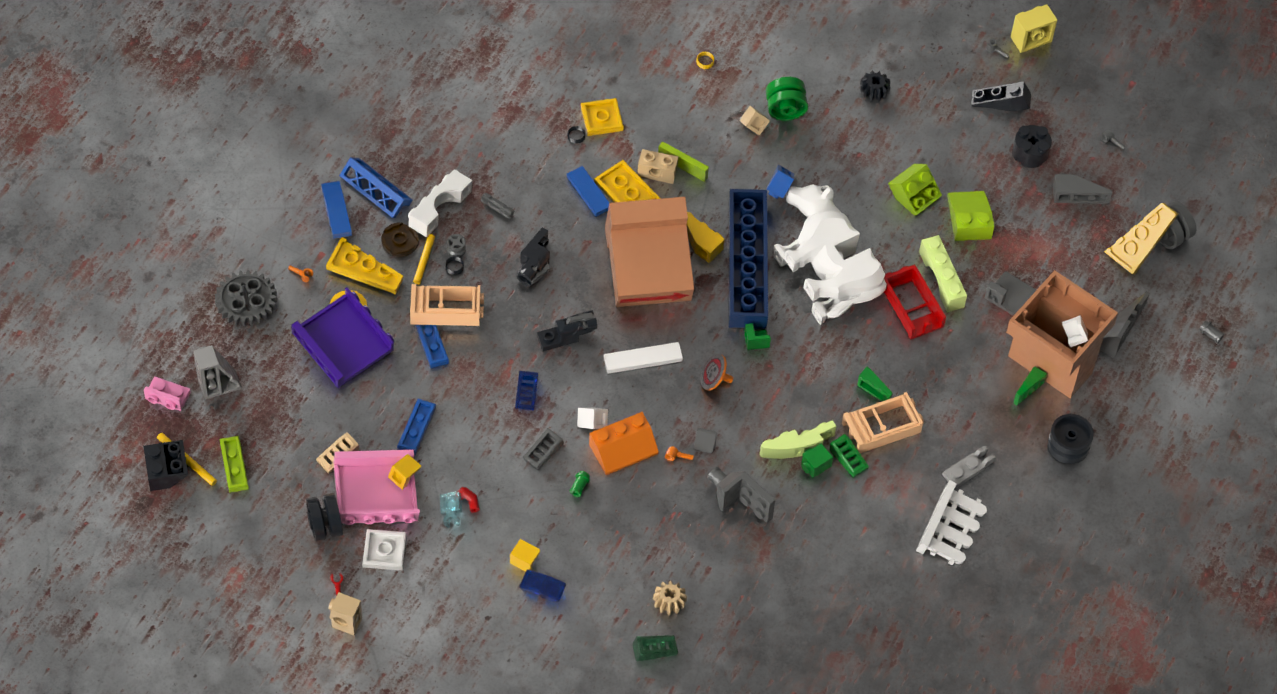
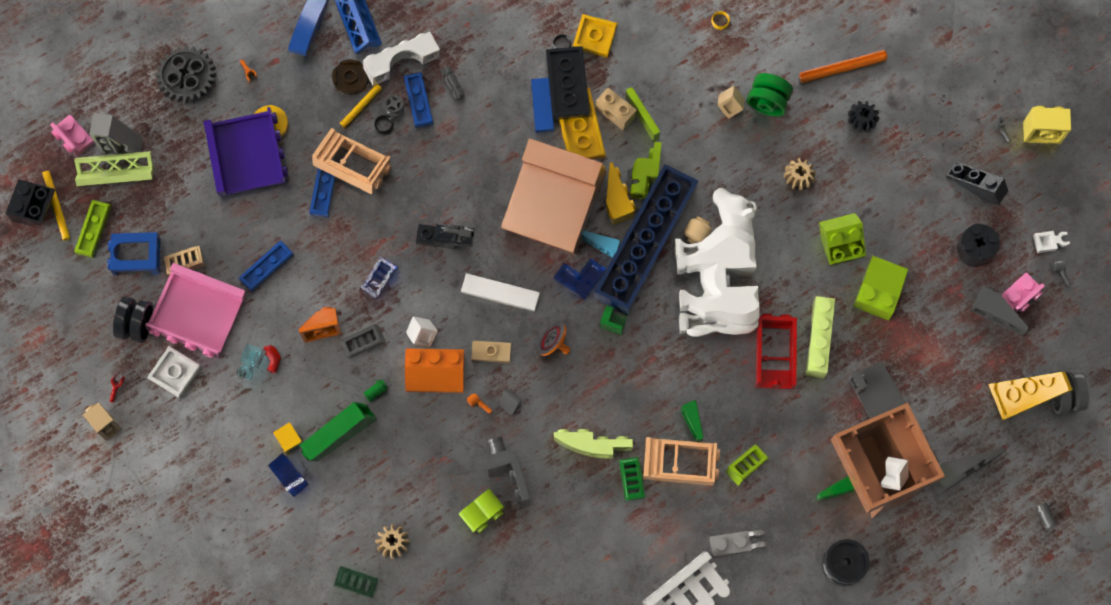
camera: 30 degrees right, 15 degrees up
(230, 408) = (116, 175): none -> yellowish green fence
(277, 481) = (151, 265): none -> blue panel
(357, 265) = (301, 89): yellow wing -> none
(403, 470) = (226, 307): yellow panel -> none
(474, 233) = (418, 100): none -> blue tile
(502, 448) = (321, 325): none -> orange slope
(534, 259) = (456, 151): black plate -> none
(567, 529) = (338, 431): none -> green slope
(602, 163) = (567, 83): none -> black tile
(663, 408) = (491, 351): none -> tan plate
(708, 319) = (580, 283): none -> clear blue plate
(711, 279) = (603, 243): none -> medium azure slope
(714, 206) = (644, 173): none -> lime plate
(734, 537) = (482, 511): none -> lime brick
(780, 182) = (717, 176): blue slope -> none
(787, 232) = (697, 230): none -> tan head
(816, 460) = (598, 469): green brick -> none
(833, 54) = (843, 66): none -> orange axle
(848, 153) = (805, 171): none -> tan gear
(935, 412) = (735, 470): none -> lime slope
(1086, 121) = (1048, 241): none -> white plate
(1090, 167) = (1022, 292): none -> bright pink bracket

